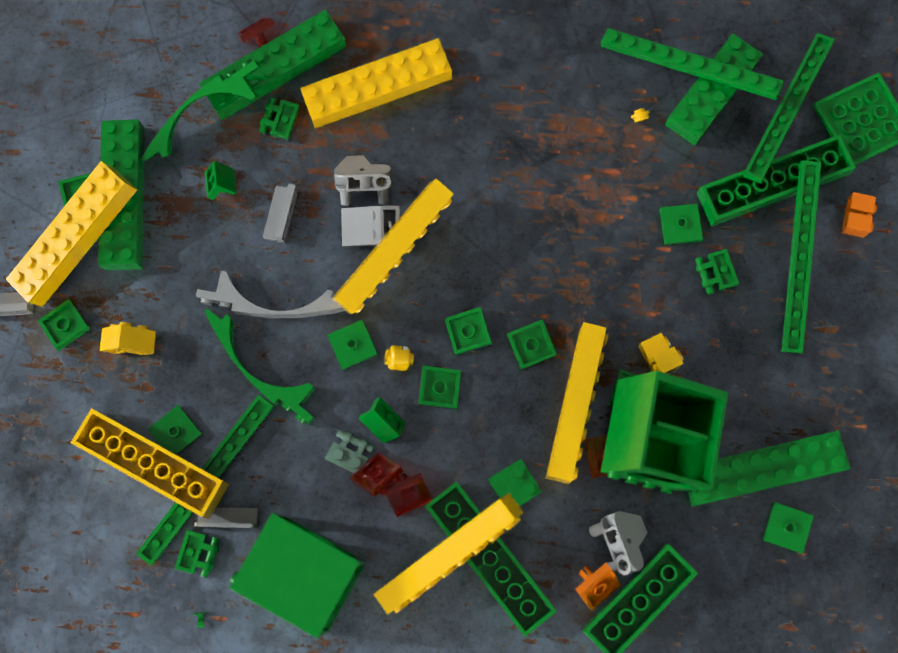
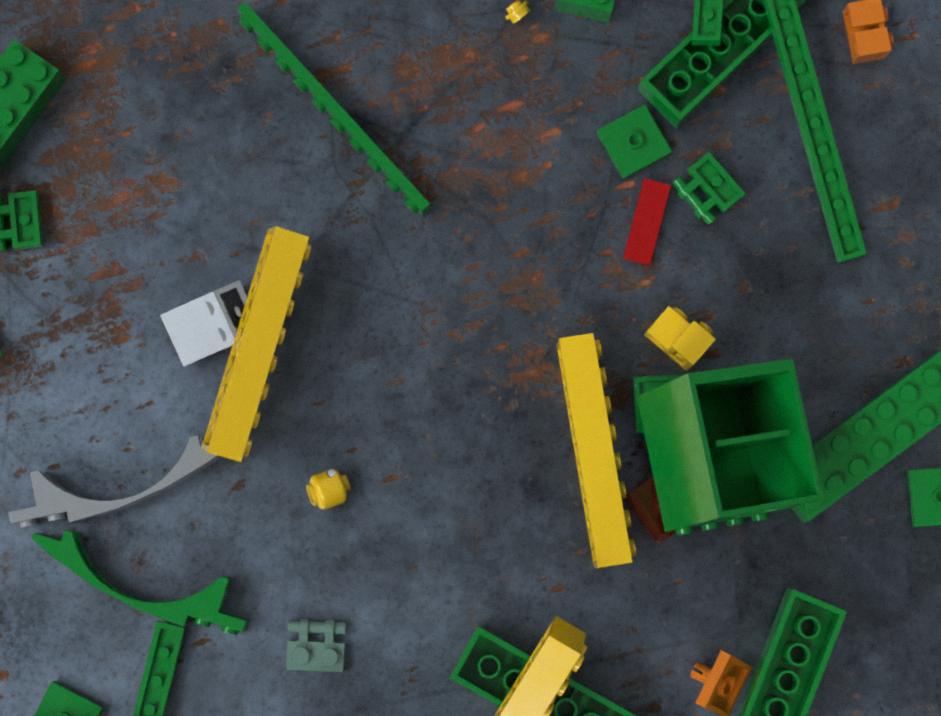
camera: 25 degrees left, 5 degrees up
(280, 213) = (77, 355): light grey panel -> none
(352, 345) = (256, 497): green plate -> none
(358, 170) = (159, 252): light grey piece -> none
(376, 83) = (132, 115): yellow brick -> none
(376, 475) = (366, 663): clear red tile -> none
(382, 421) = (343, 585): green panel -> none
(408, 494) = (419, 669): clear red tile -> none
(439, 387) = (400, 505): green plate -> none
(468, 331) = (406, 411): green plate -> none
(503, 136) = (325, 102): none -> green plate
(516, 481) = (557, 593): green plate -> none
(531, 344) = (500, 393): green plate -> none
(629, 533) = (735, 596): light grey piece -> none
(668, 276) = (646, 222): none -> red tile

